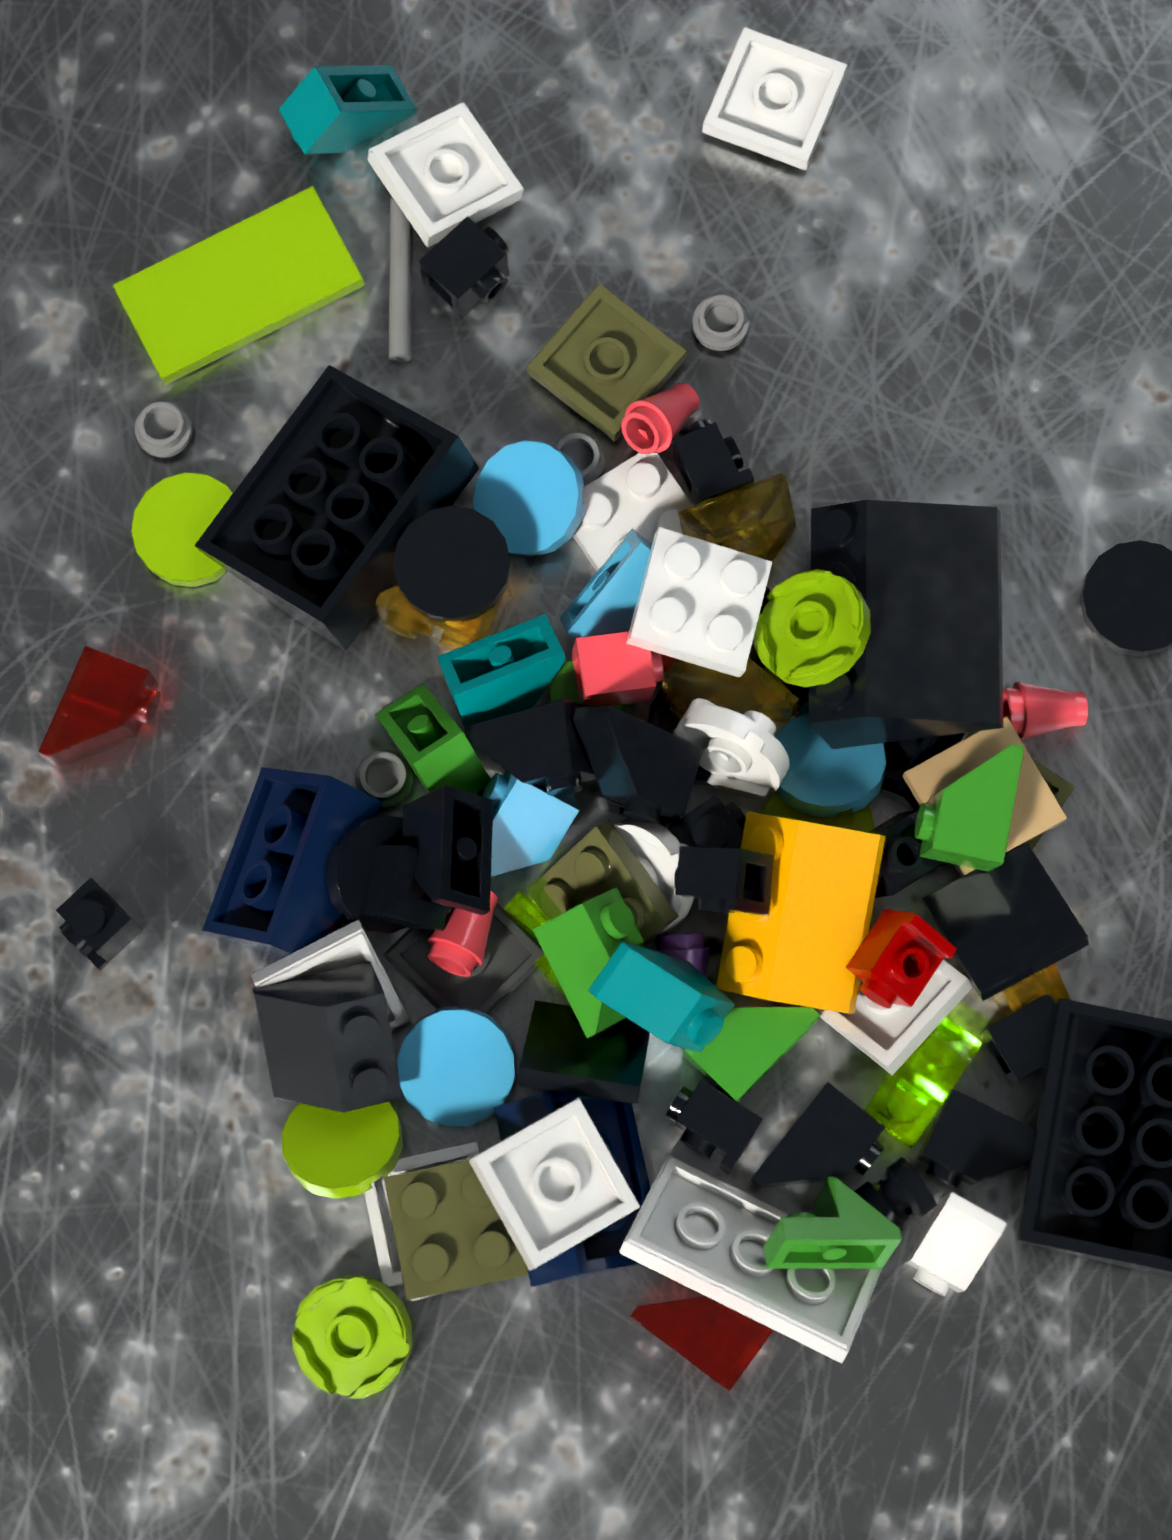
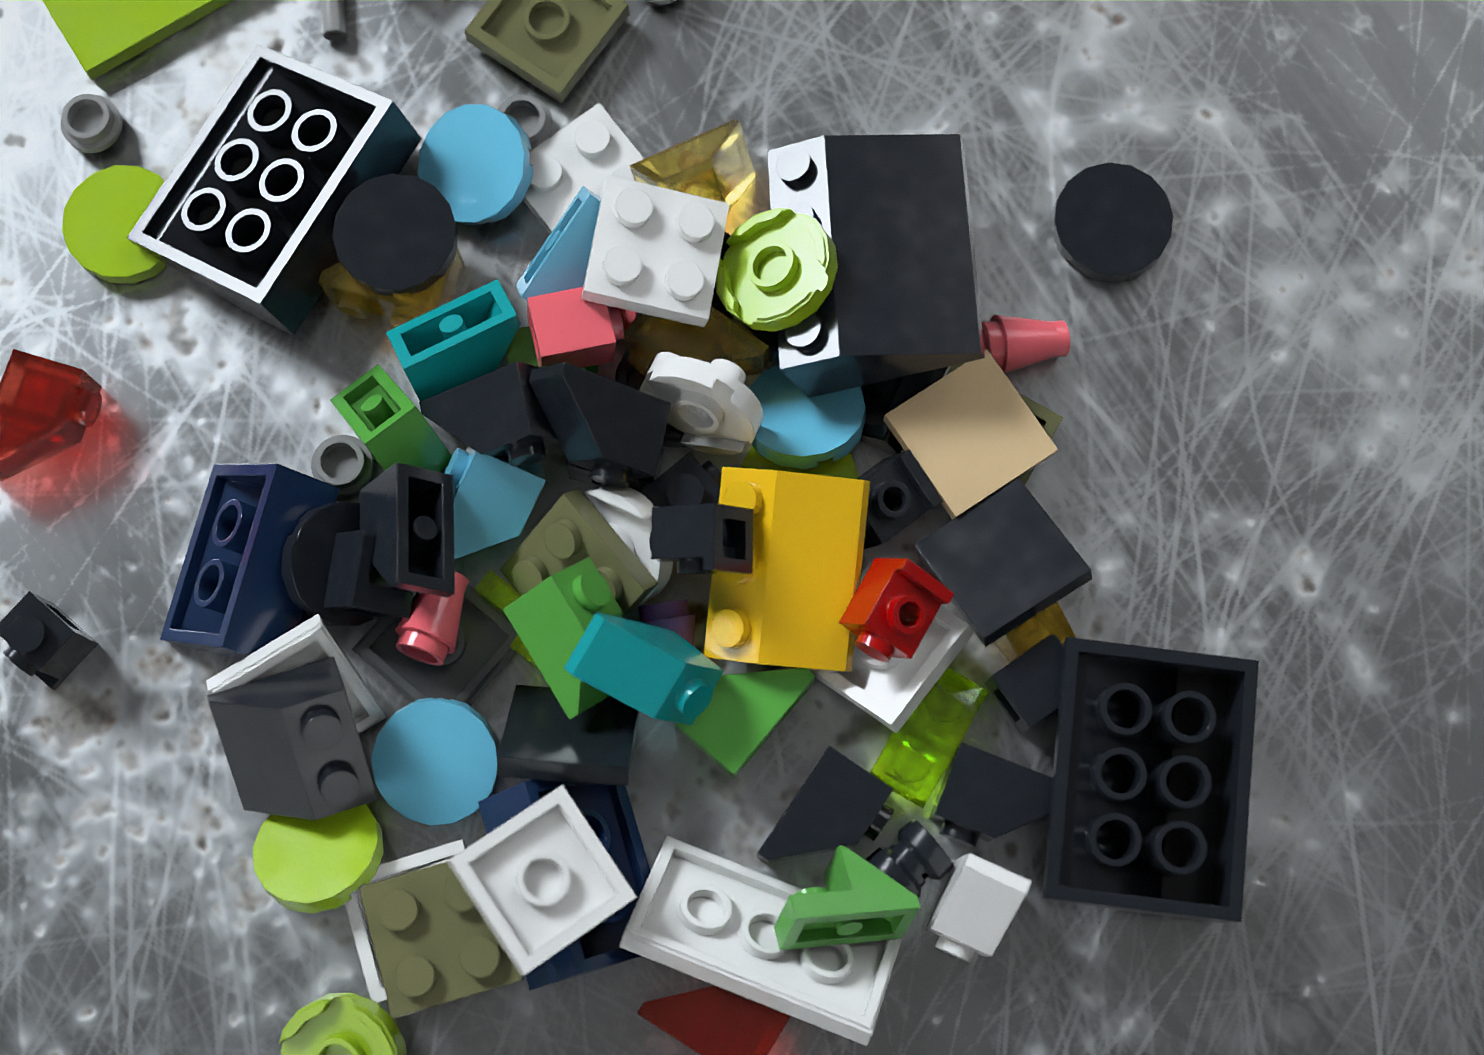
camera: 10 degrees left, 0 degrees up
(657, 419) = (602, 74): coral cone -> none
(709, 462) = (658, 113): black brick -> none
(713, 1123) = (712, 799): black brick -> none
(973, 815) = (960, 451): bright green slope -> none

